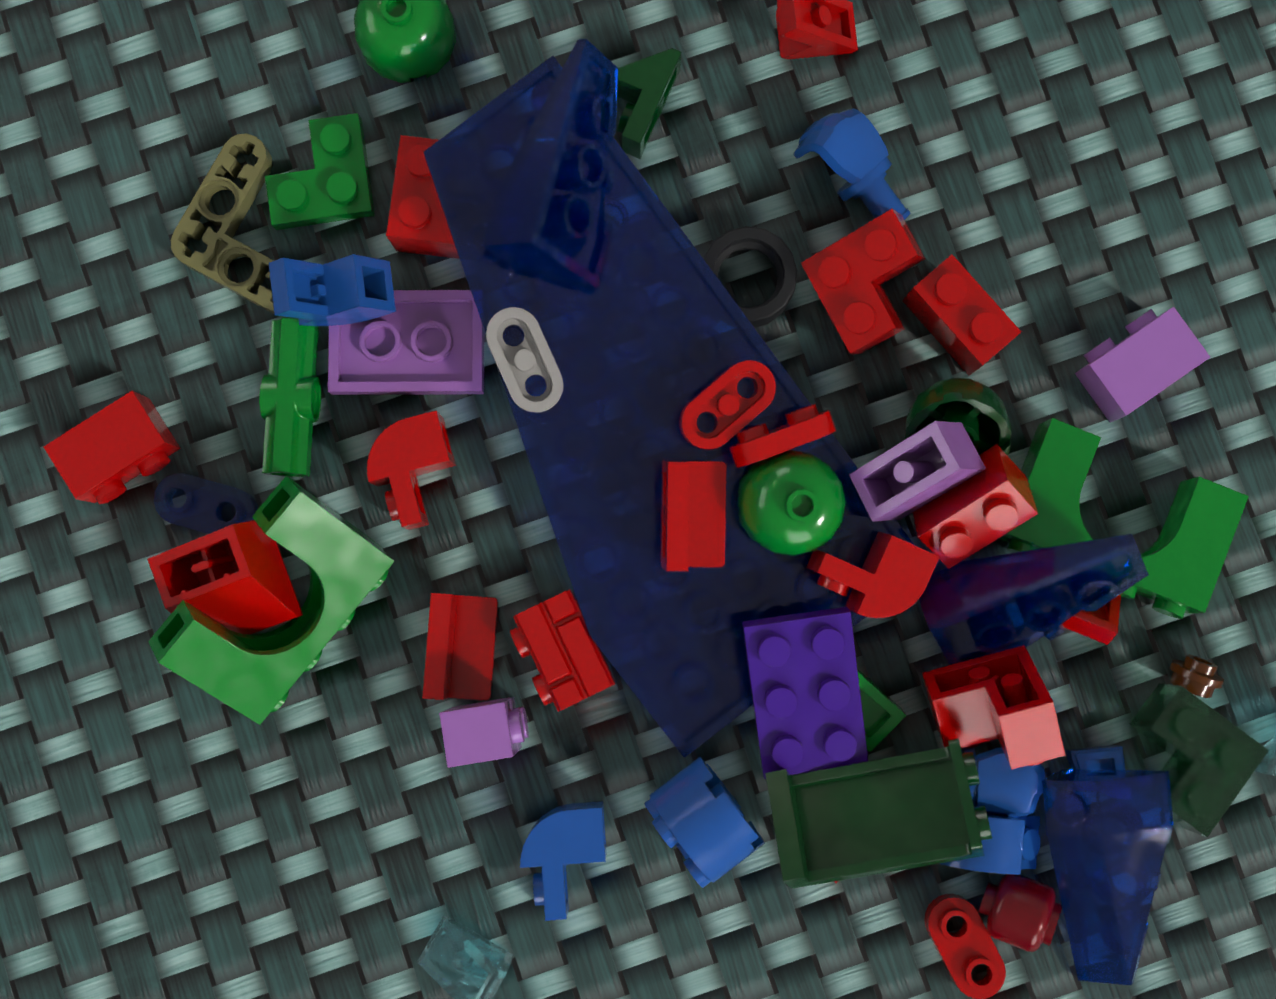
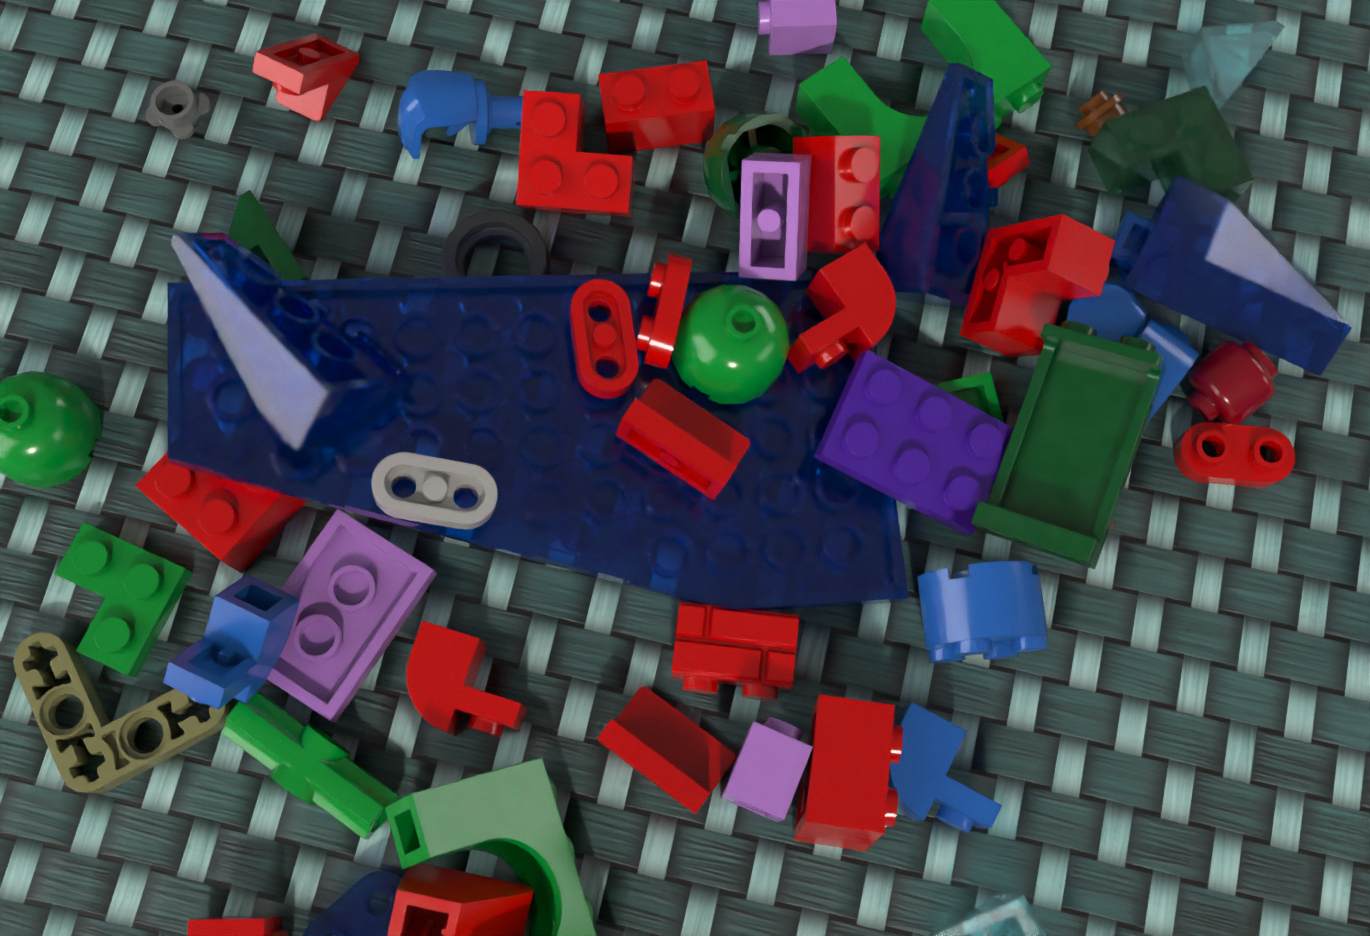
camera: 60 degrees left, 10 degrees down
(518, 792) = (846, 778): none -> red brick

